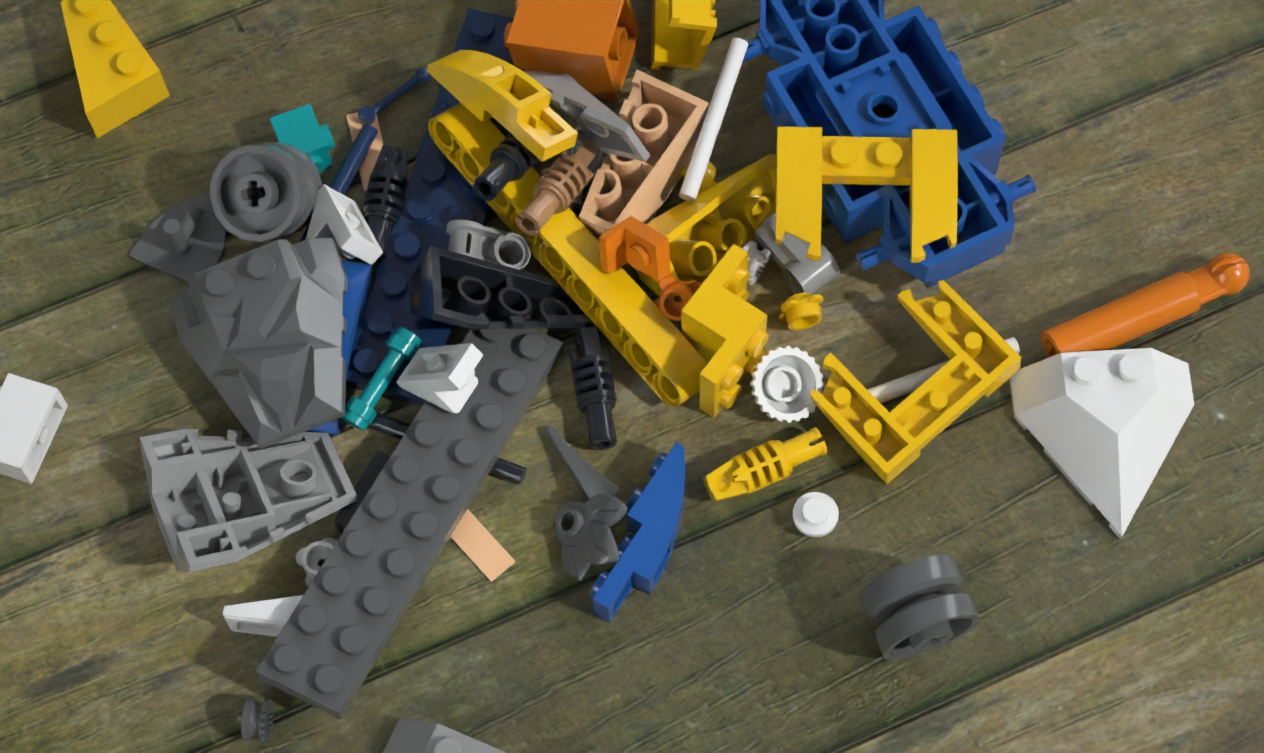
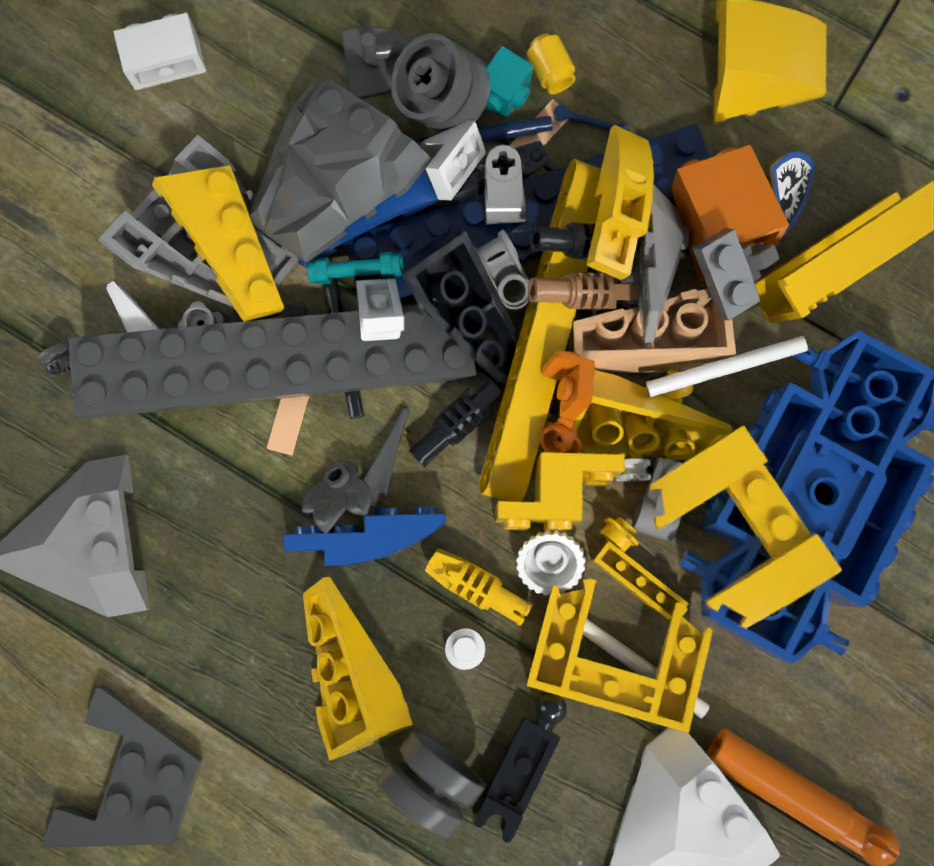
camera: 50 degrees right, 15 degrees up
(241, 465) = (224, 236): none -> yellow wing
(315, 87) = (551, 63): none -> yellow brick
(410, 202) = (504, 193): none -> light grey piece
(633, 54) = (732, 271): none -> hinge
(778, 633) = (357, 688): none -> yellow wedge
(855, 325) = (637, 580): none -> yellow piece
(961, 531) = (522, 766): none -> black plate

